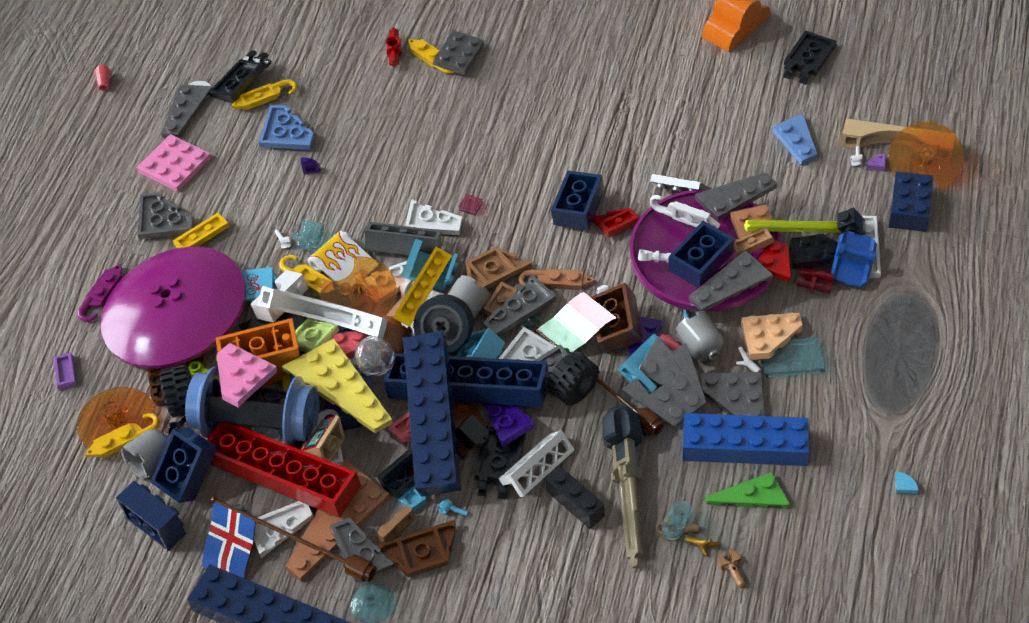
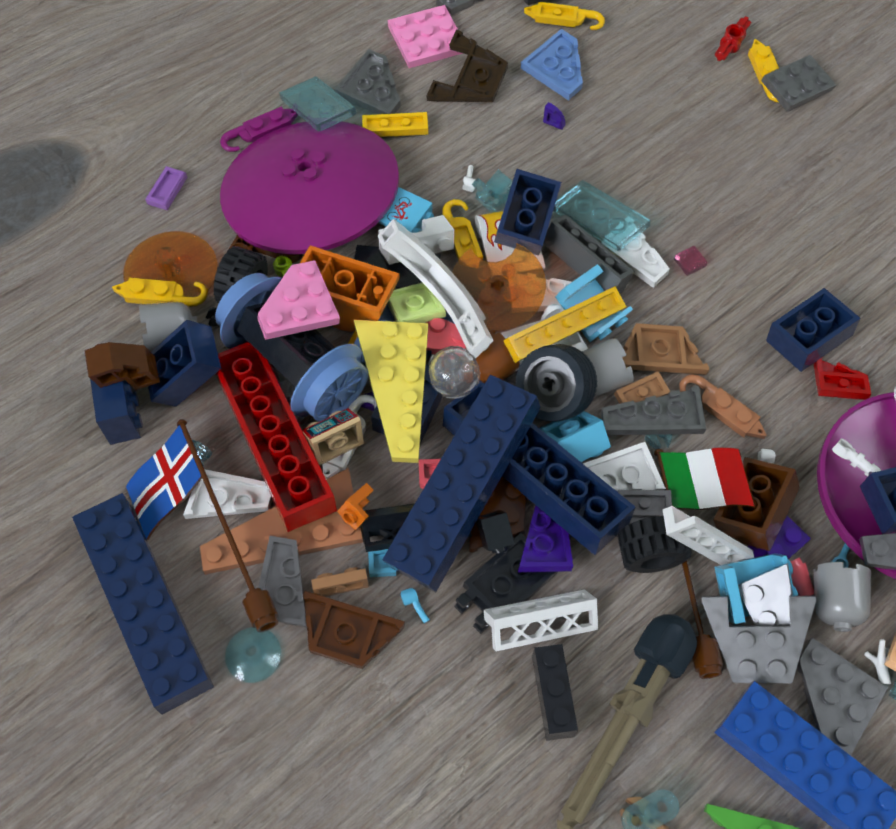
camera: 30 degrees right, 10 degrees up
(134, 250) = (317, 103): none -> clear light blue tile
(145, 484) = (120, 361): none -> reddish brown brick
(236, 168) = (478, 78): none -> dark brown wing
(344, 233) = (527, 211): none -> dark blue brick
(372, 477) = (352, 509): none -> orange bracket
(391, 209) = (601, 215): none -> clear light blue tile
(598, 355) = (704, 537): none -> white fence

